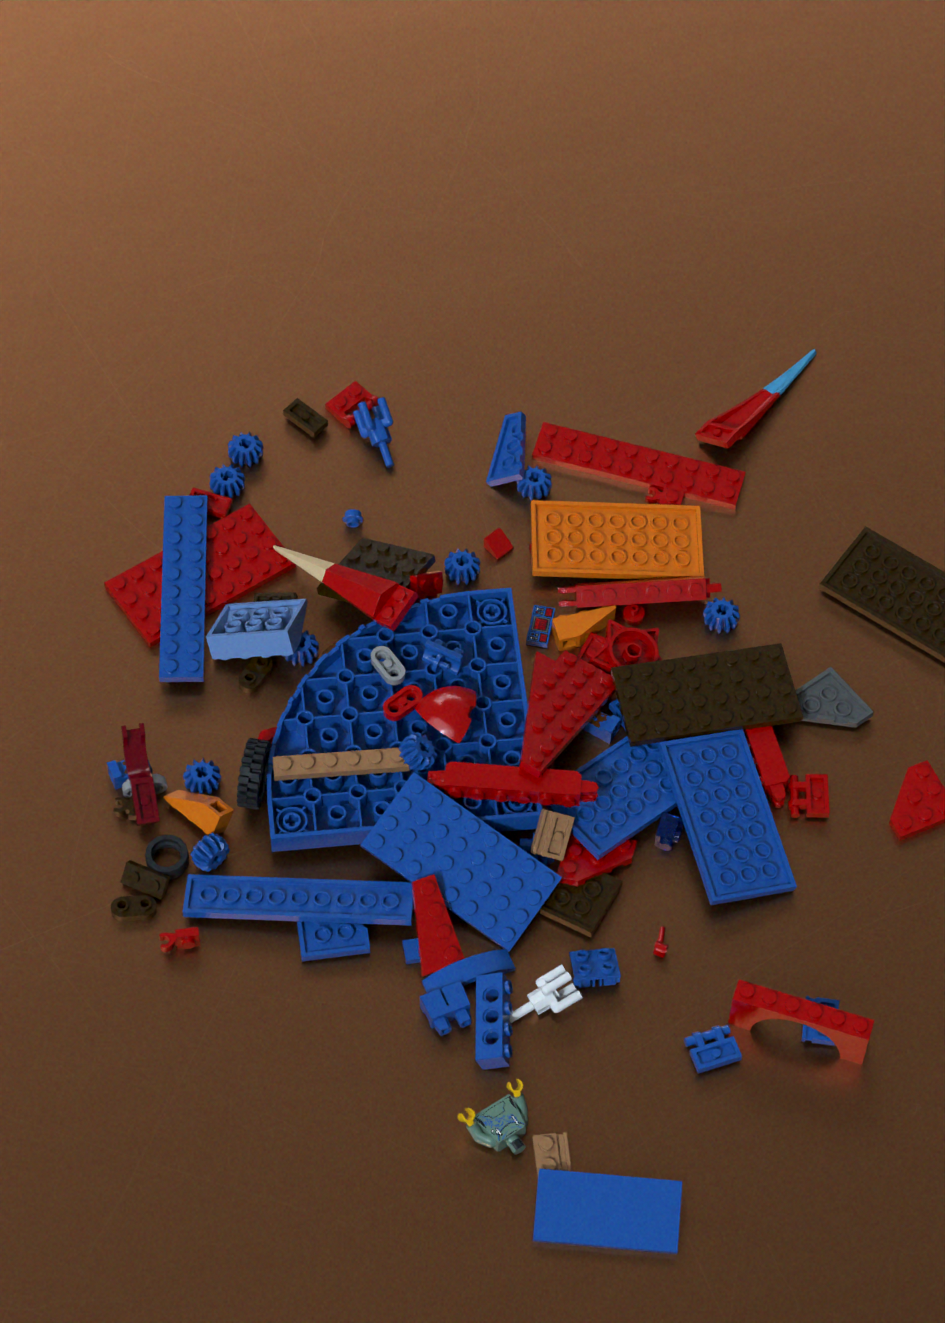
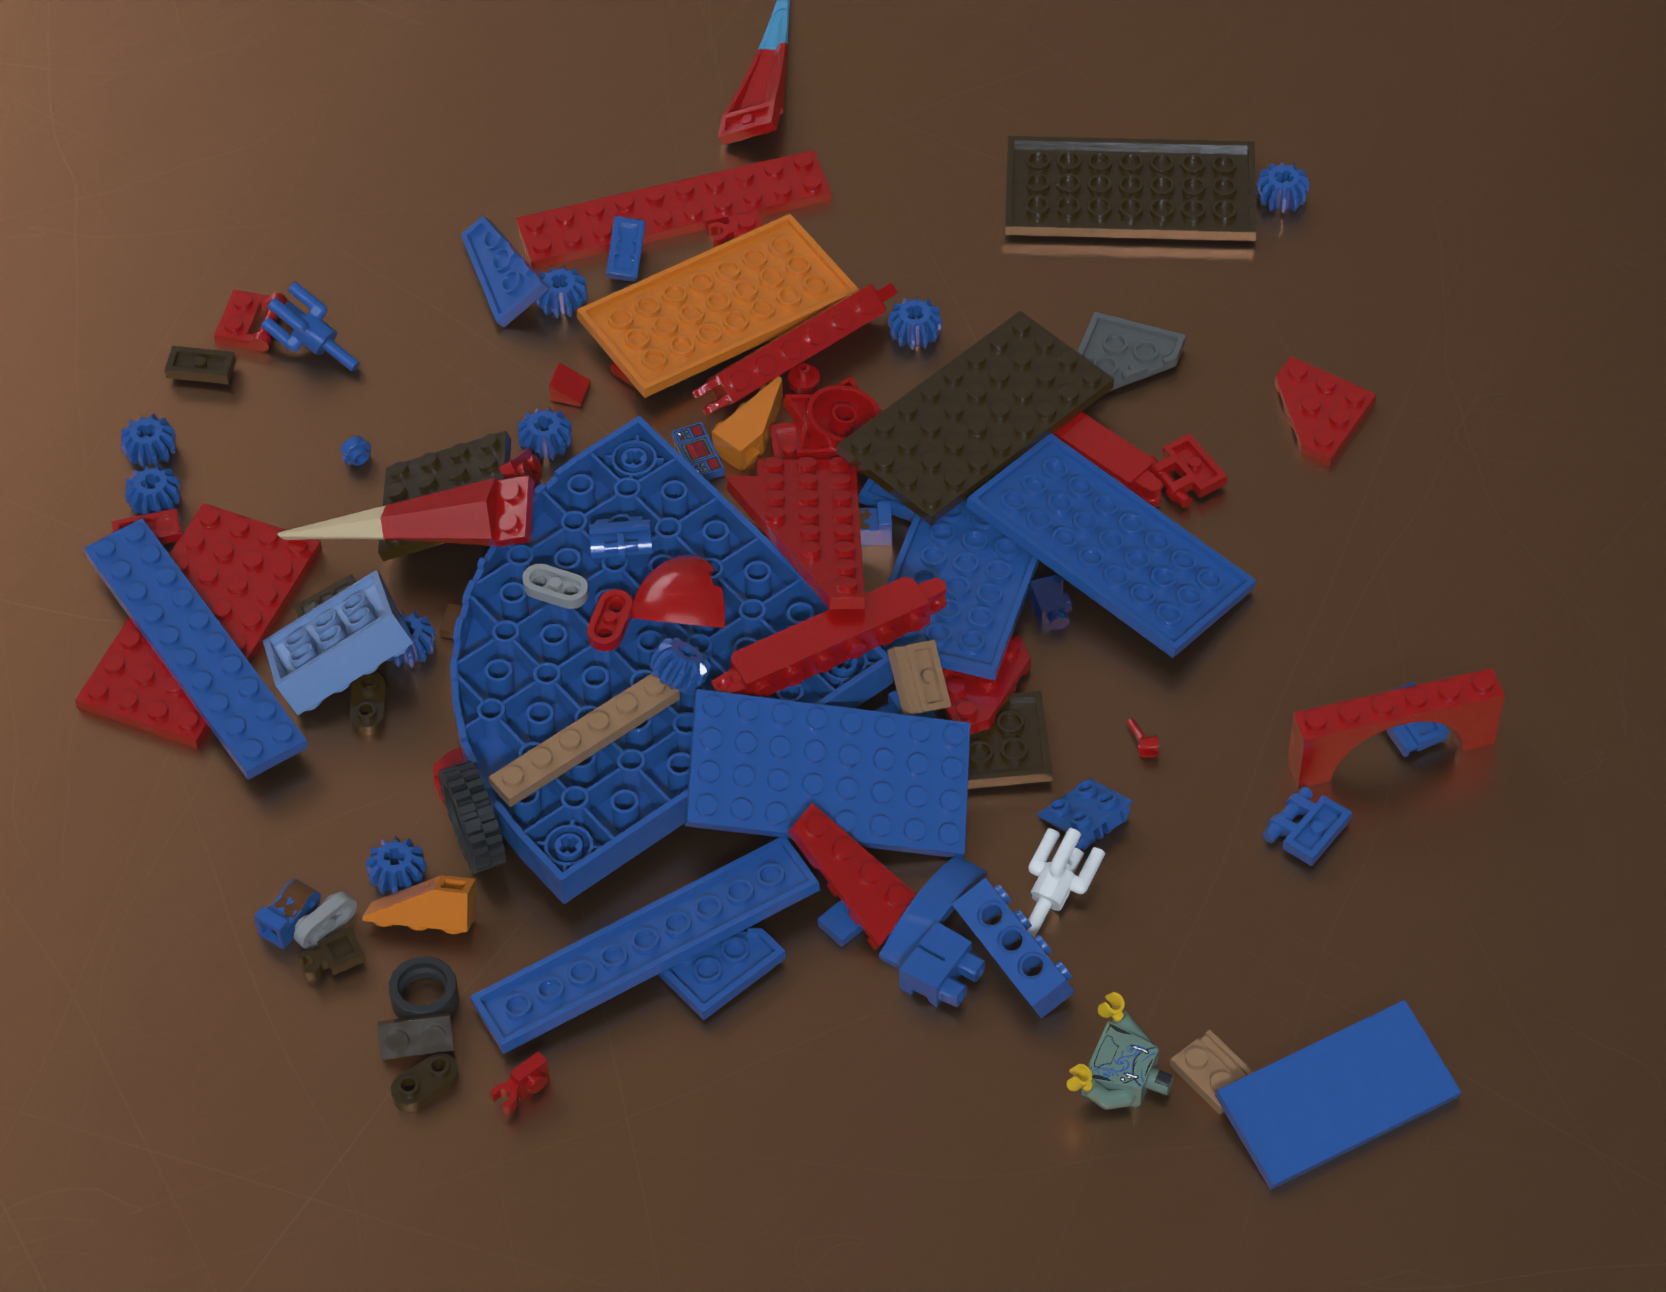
camera: 30 degrees left, 5 degrees down
(139, 775) = (321, 911): dark red piece -> none
(210, 852) = (481, 950): blue gear -> none
(589, 476) = (625, 249): none -> blue plate

